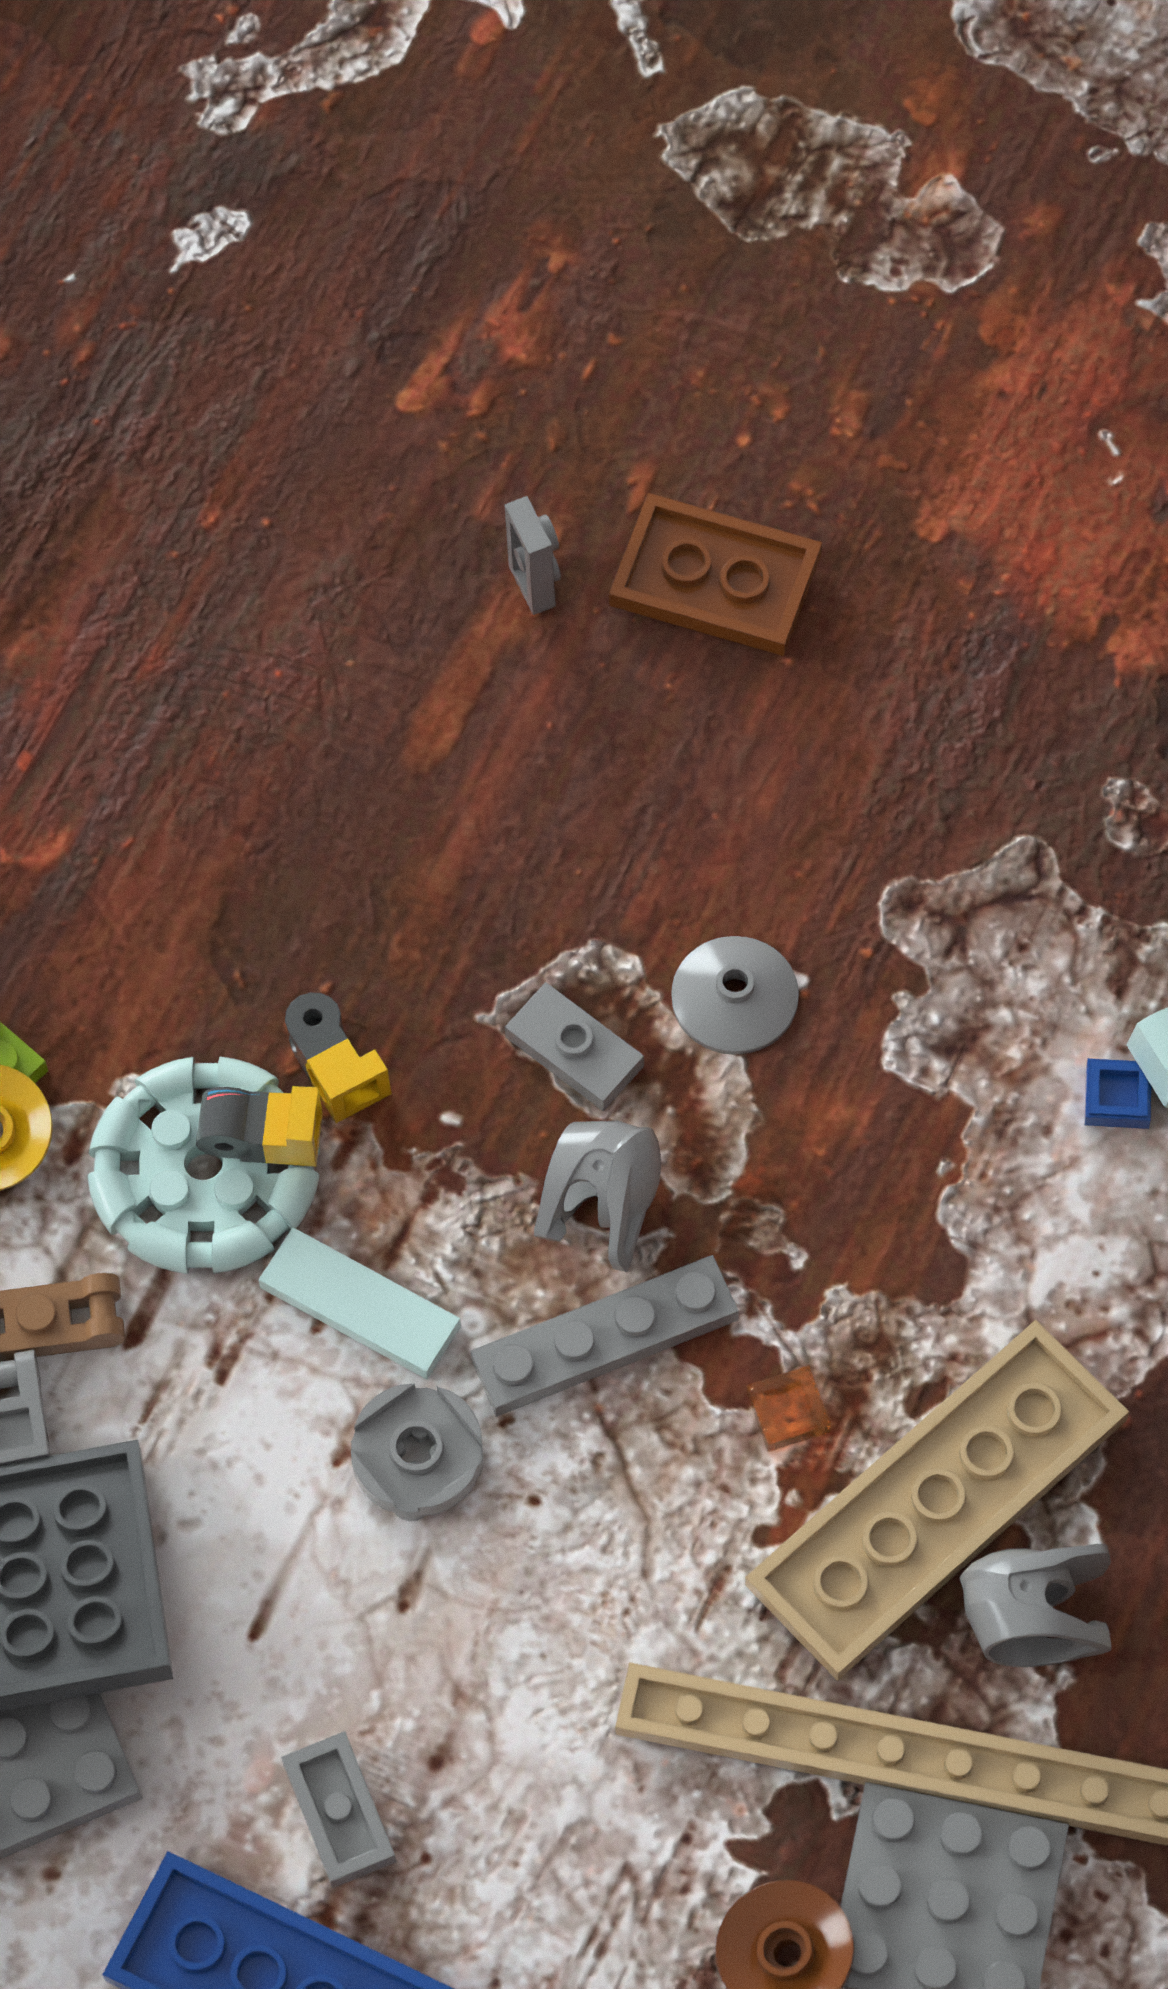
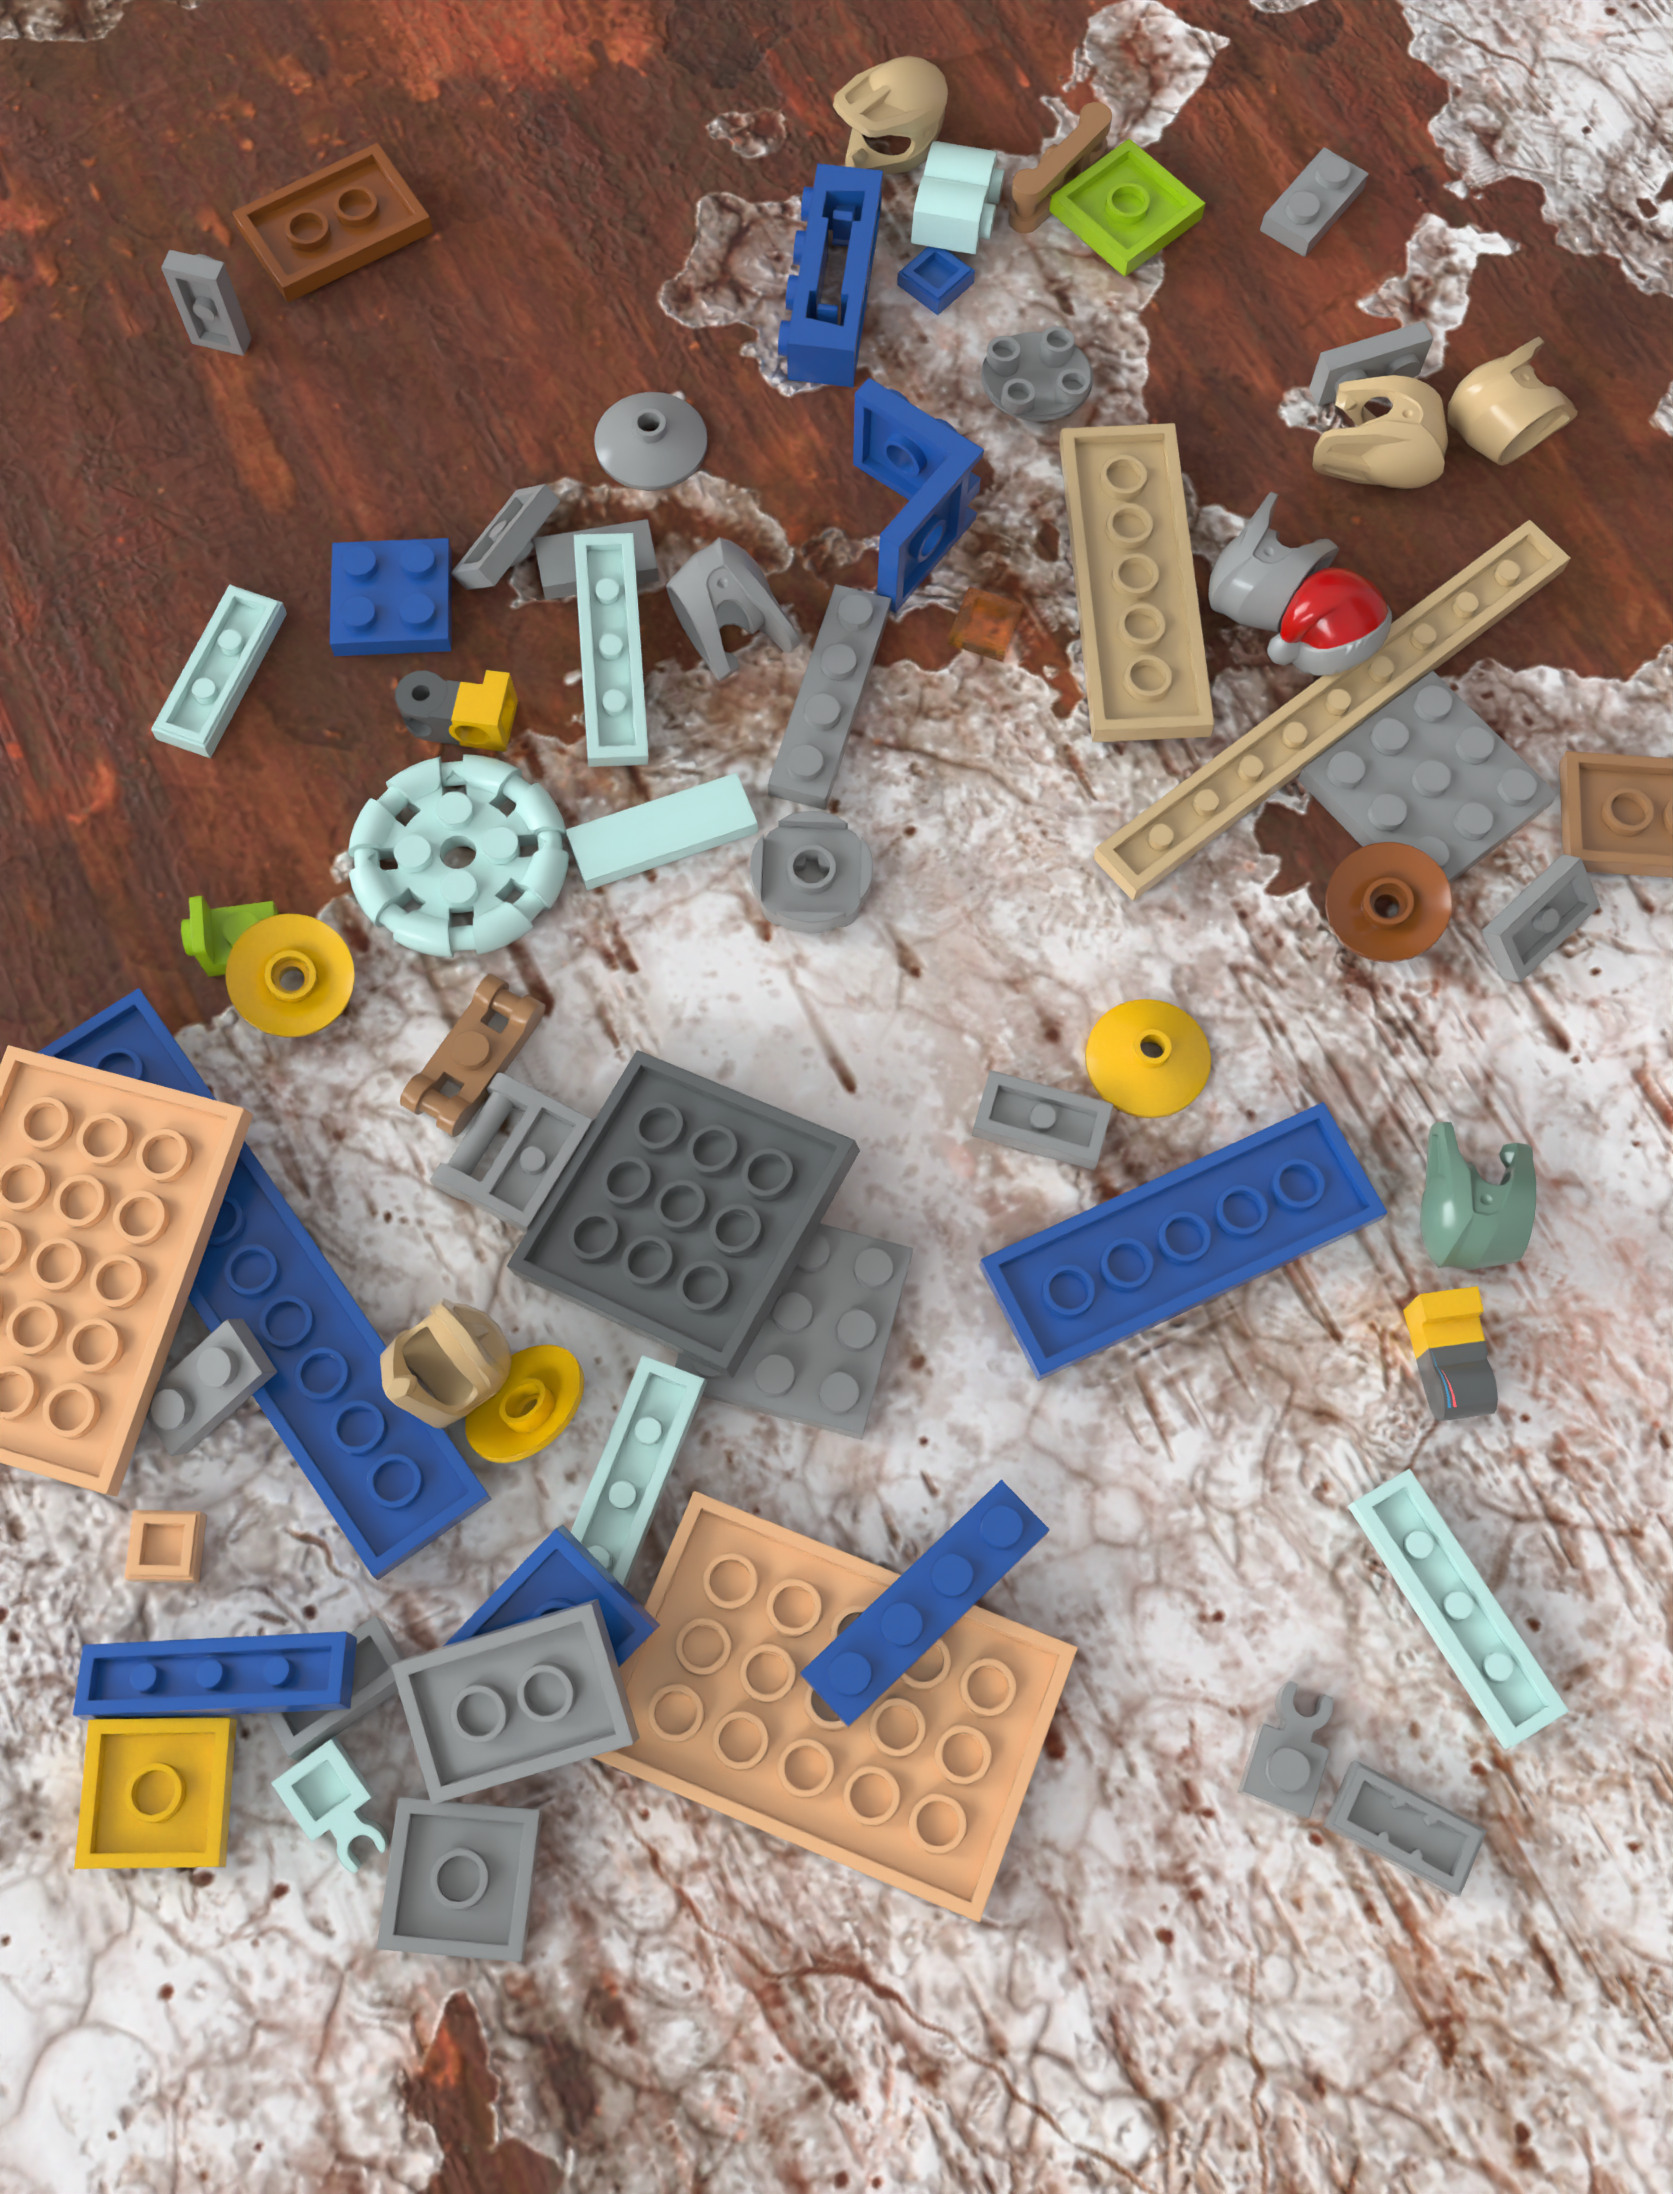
camera: 55 degrees left, 5 degrees up
(219, 848) = (219, 671): none -> light aqua tile
(261, 1125) = (477, 780): leg -> none
(398, 919) = (391, 597): none -> blue plate
(483, 1890) = (1145, 1084): none -> yellow dish
(484, 1127) = (610, 650): none -> light aqua plate
(524, 962) = (506, 538): none -> light grey plate
(839, 1282) = (928, 467): none -> blue bracket
(947, 1042) = (814, 343): none -> blue brick
(1021, 1697) = (1332, 623): none -> red piece
(1084, 1257) = (1037, 374): none -> light grey dish

